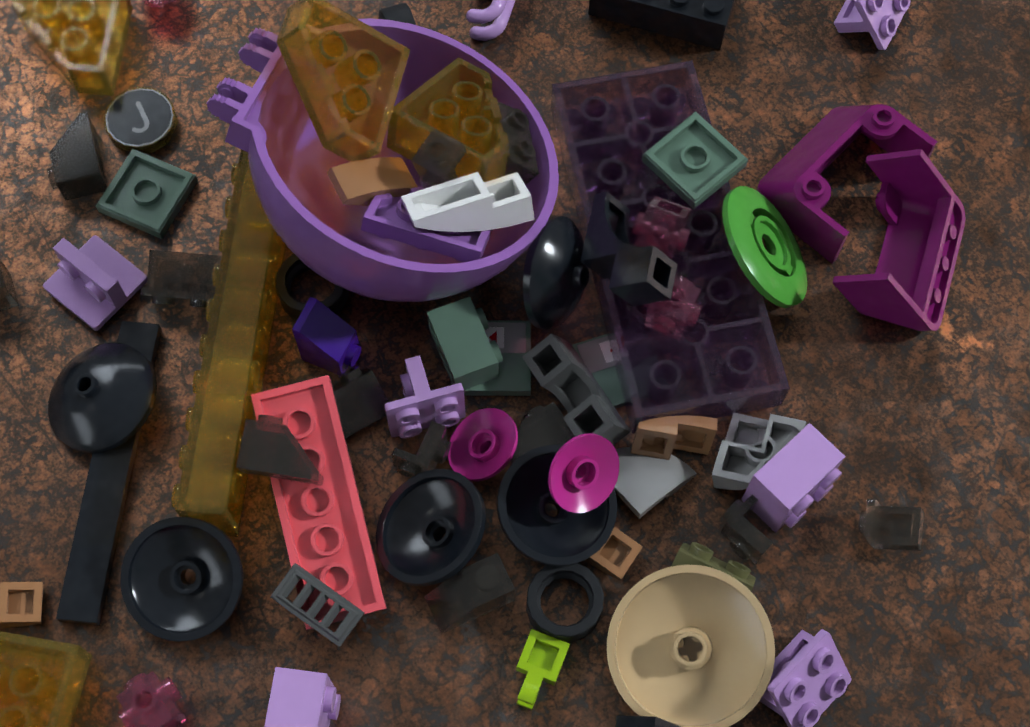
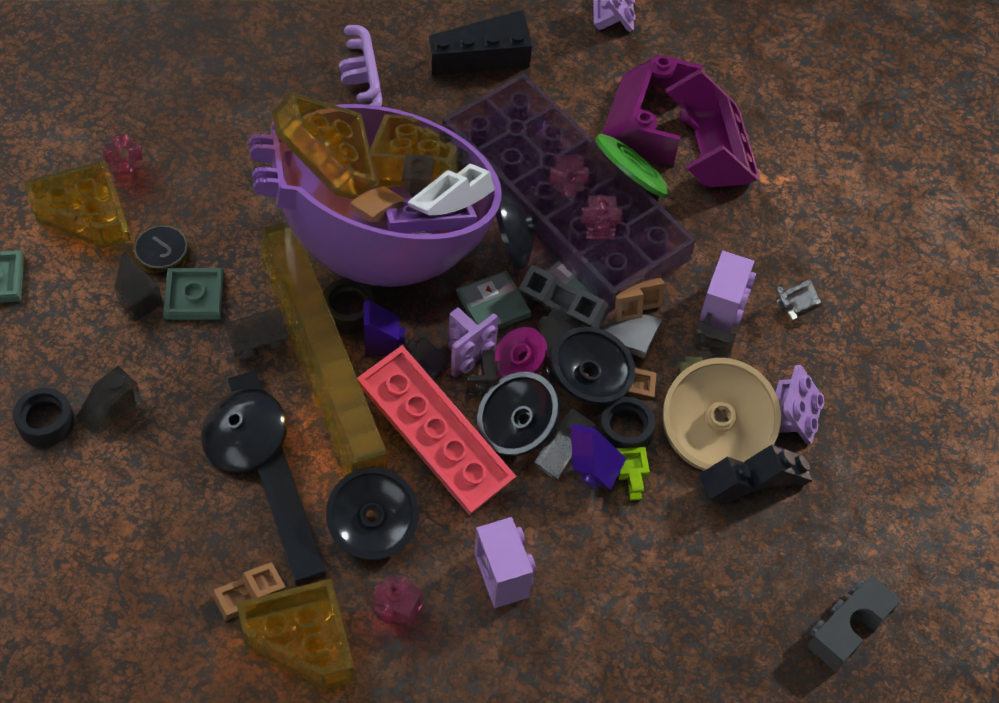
camera: 30 degrees left, 10 degrees down
(93, 280) = (191, 362): lavender bracket -> none
(275, 452) = (398, 403): clear smoke slope -> none
(288, 584) = (460, 498): dark grey slope -> none
(463, 343) = (473, 295): sand green brick -> none
(490, 634) = (595, 457): none -> dark purple slope
(594, 478) = (602, 334): dark pink dish -> none
(635, 272) = (572, 199): black arch -> none
(694, 160) = (561, 129): sand green tile -> none
(750, 446) = (690, 287): light grey slope -> none

